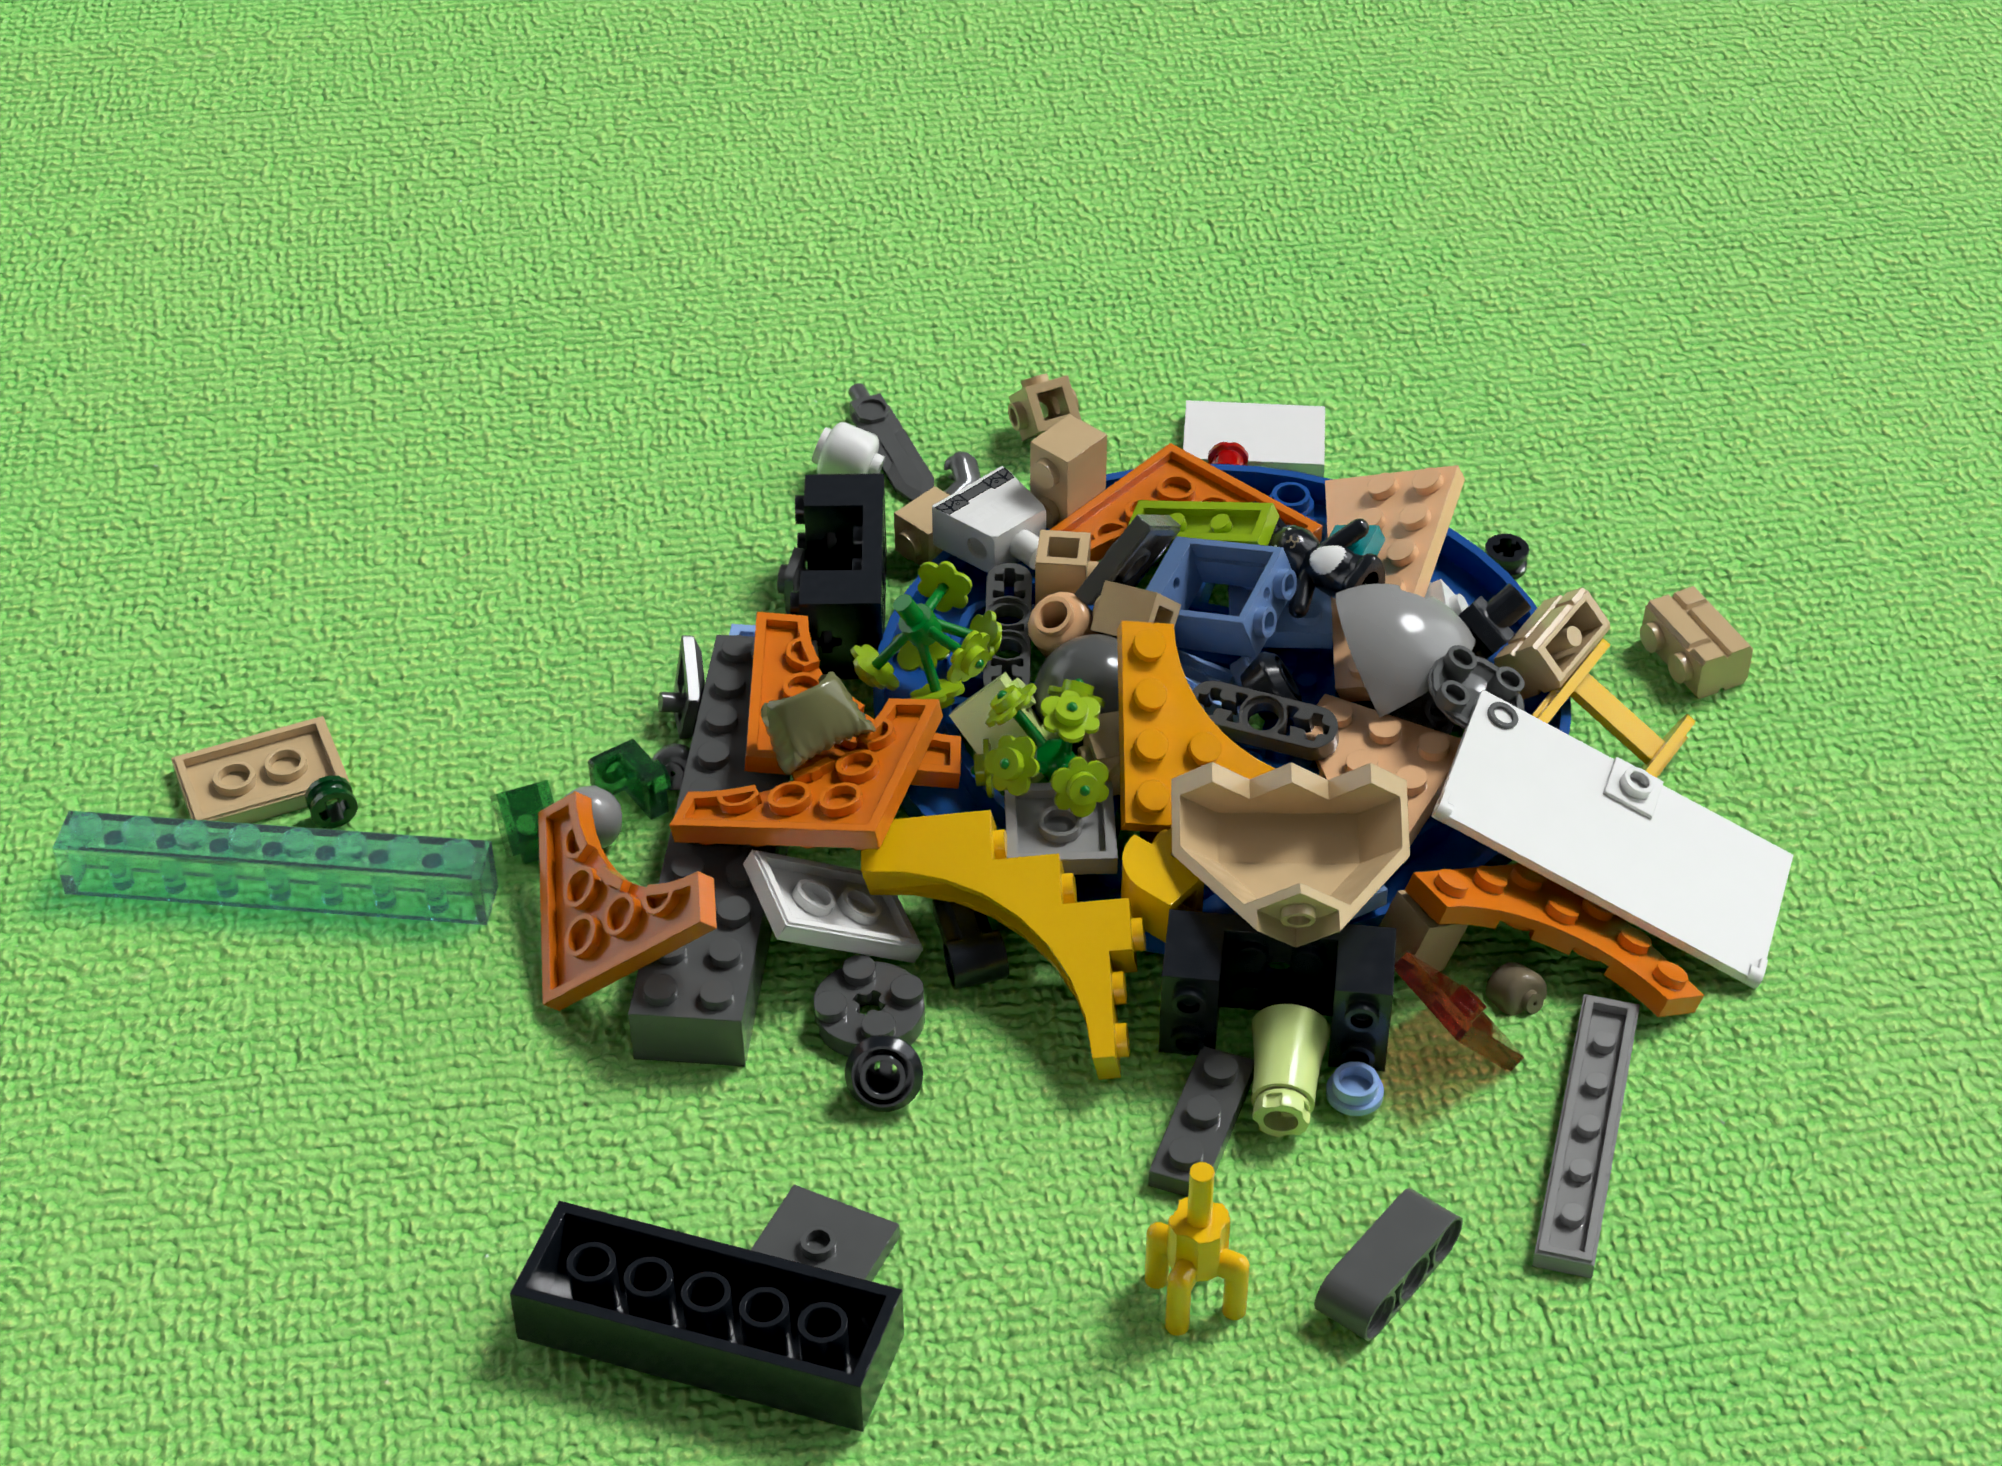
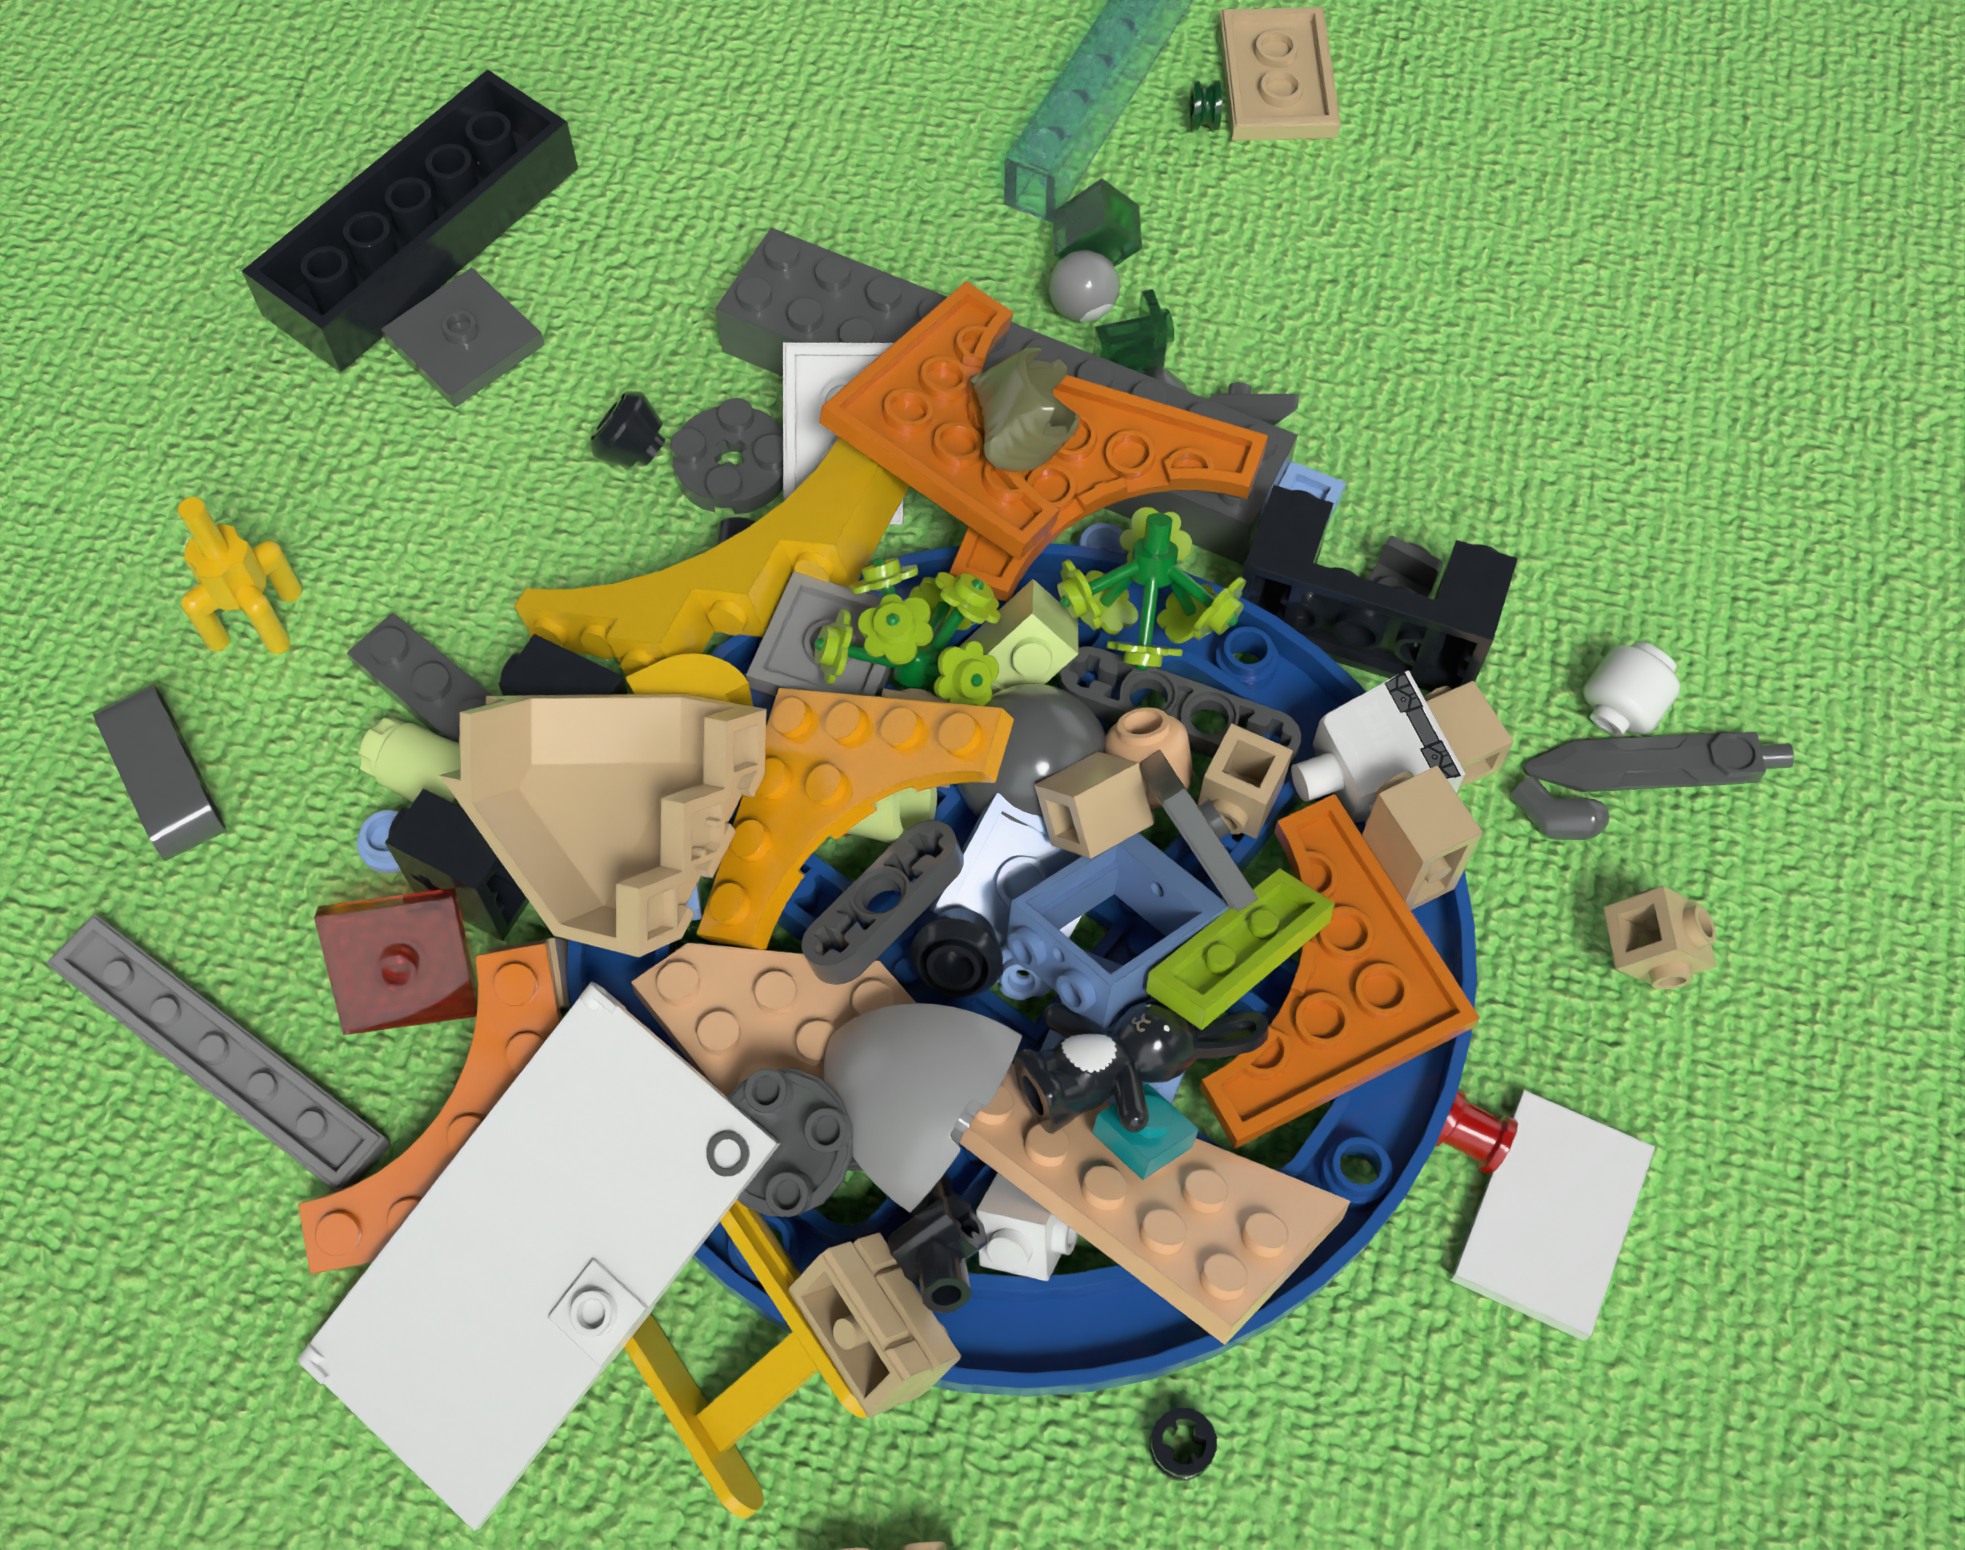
camera: 110 degrees right, 20 degrees up
(596, 919) = (914, 233): orange plate -> none
(1516, 989) = (437, 1077): dark tan piece -> none

